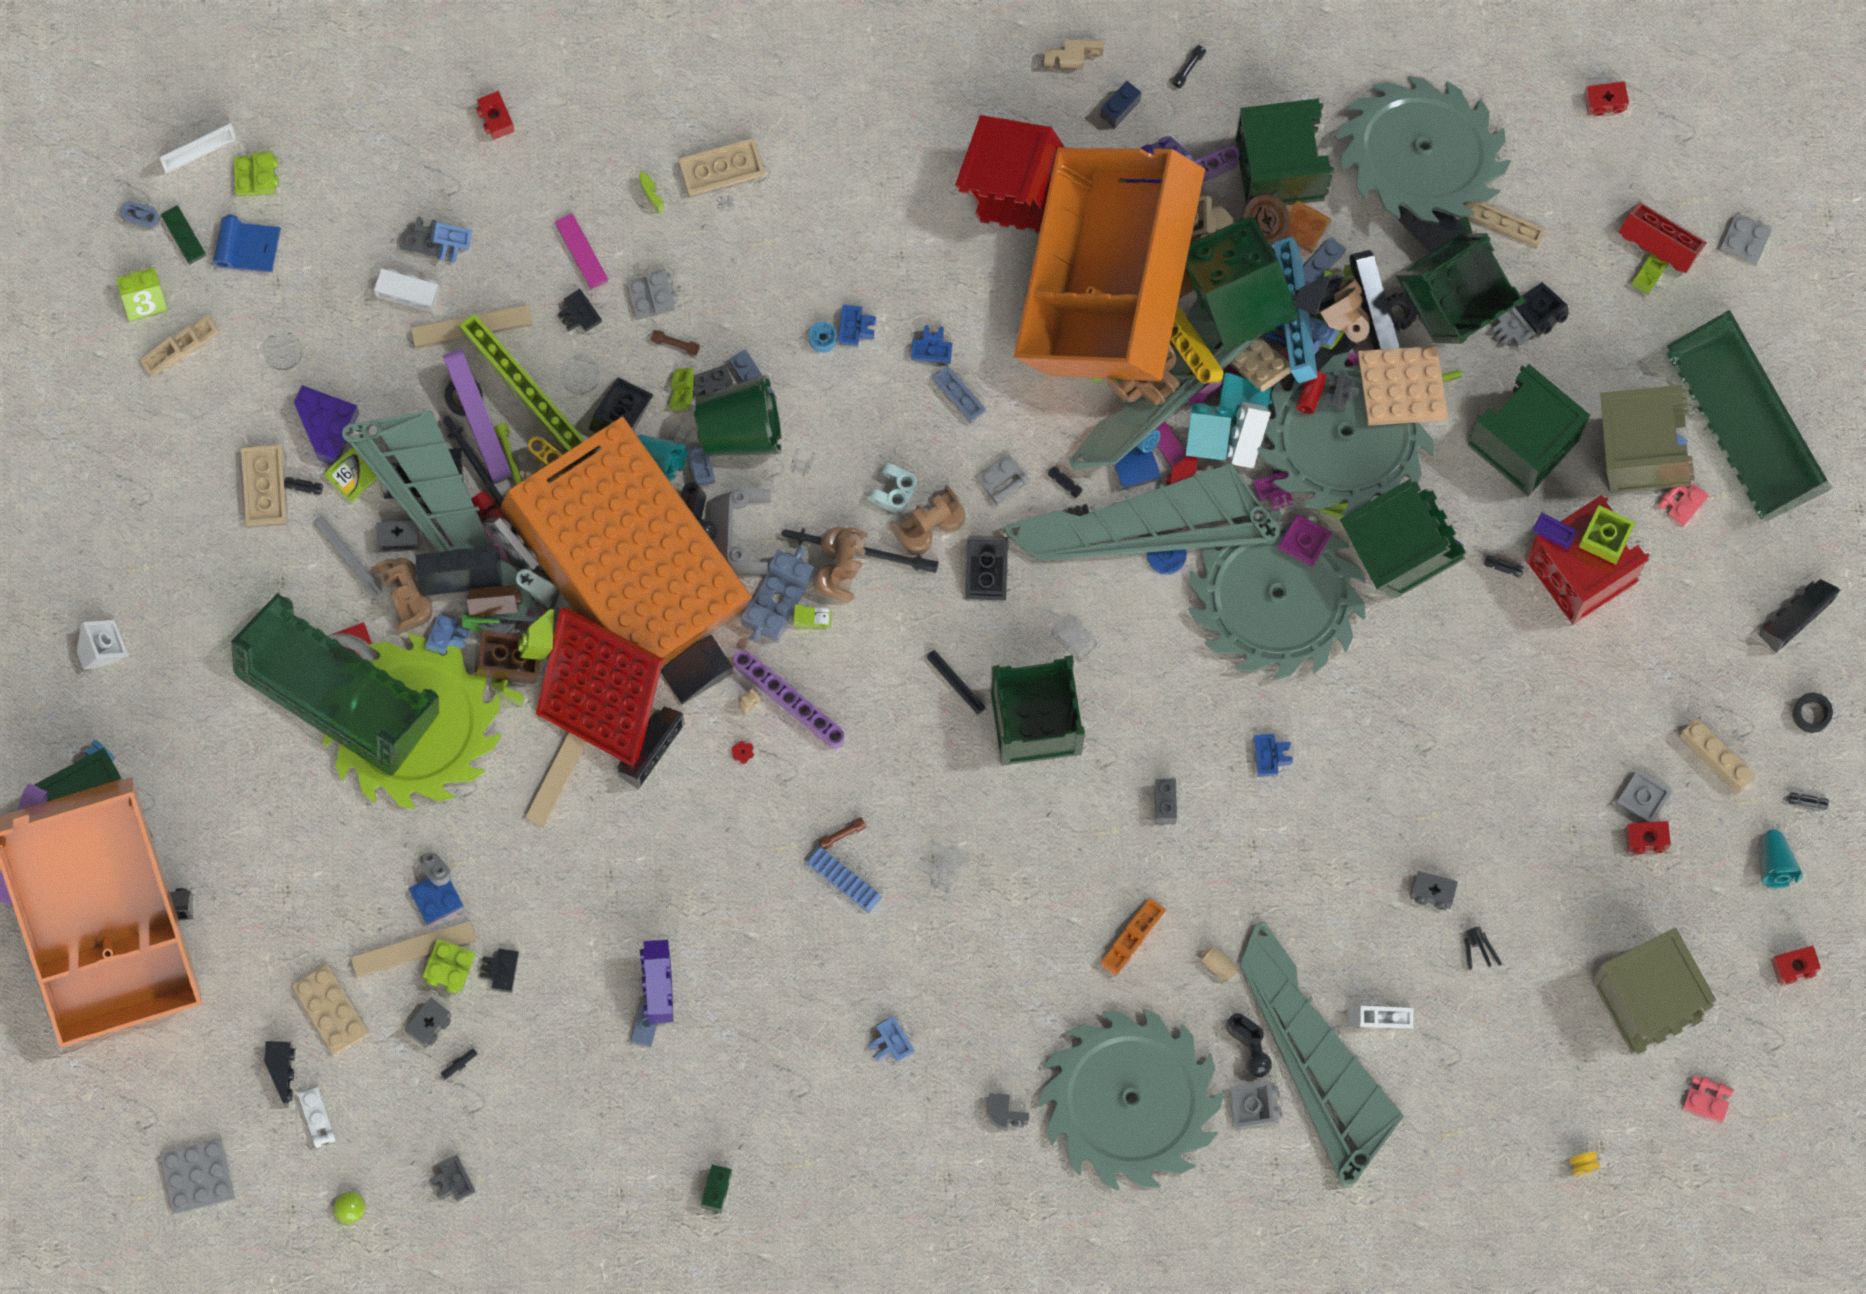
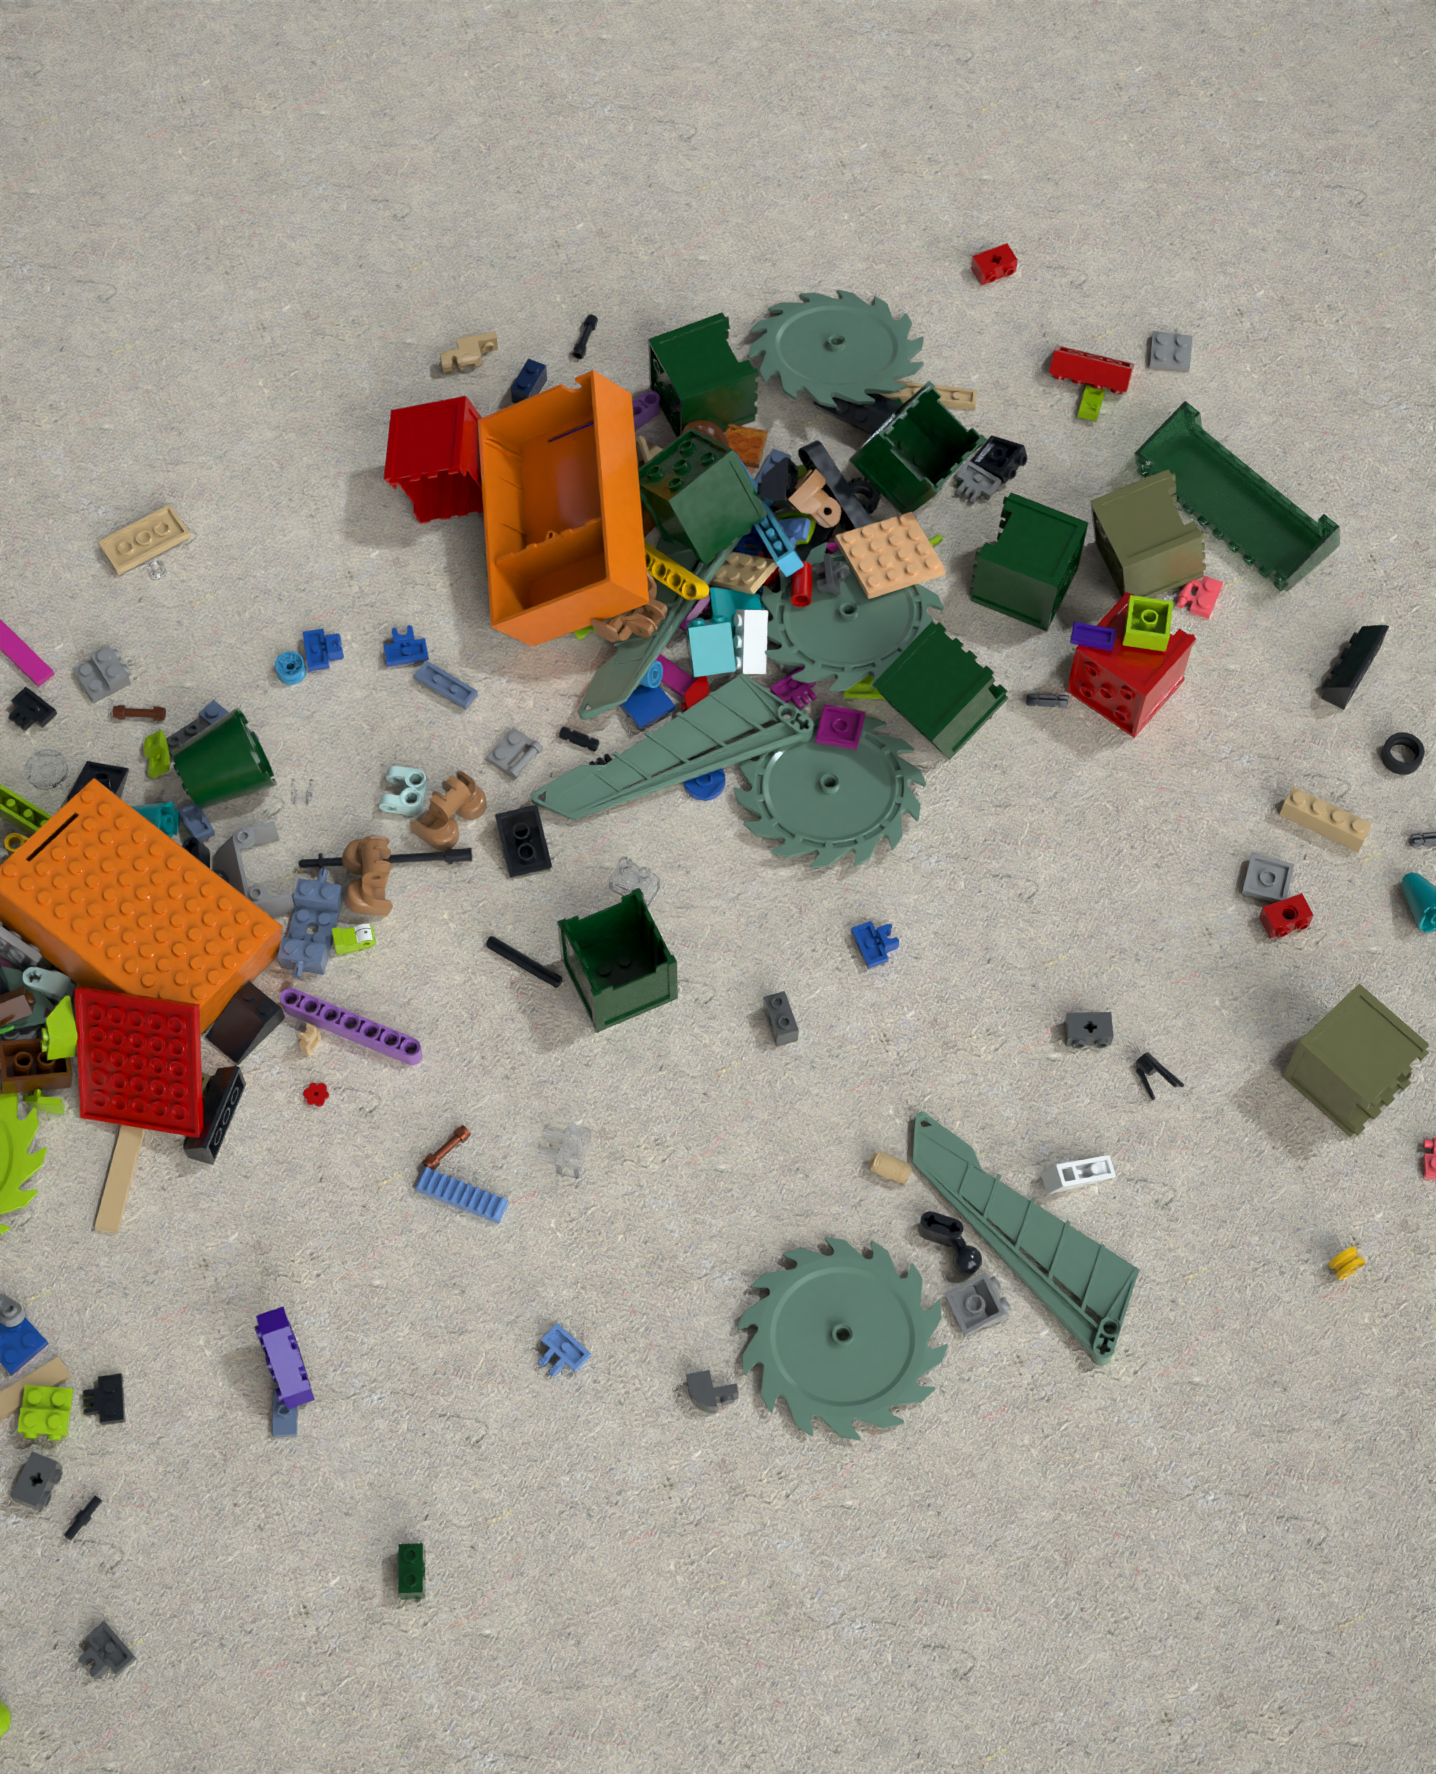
camera: 15 degrees left, 10 degrees down
(649, 188) = (76, 579): lime slope -> none
(1133, 937) = (790, 1166): orange slope -> none

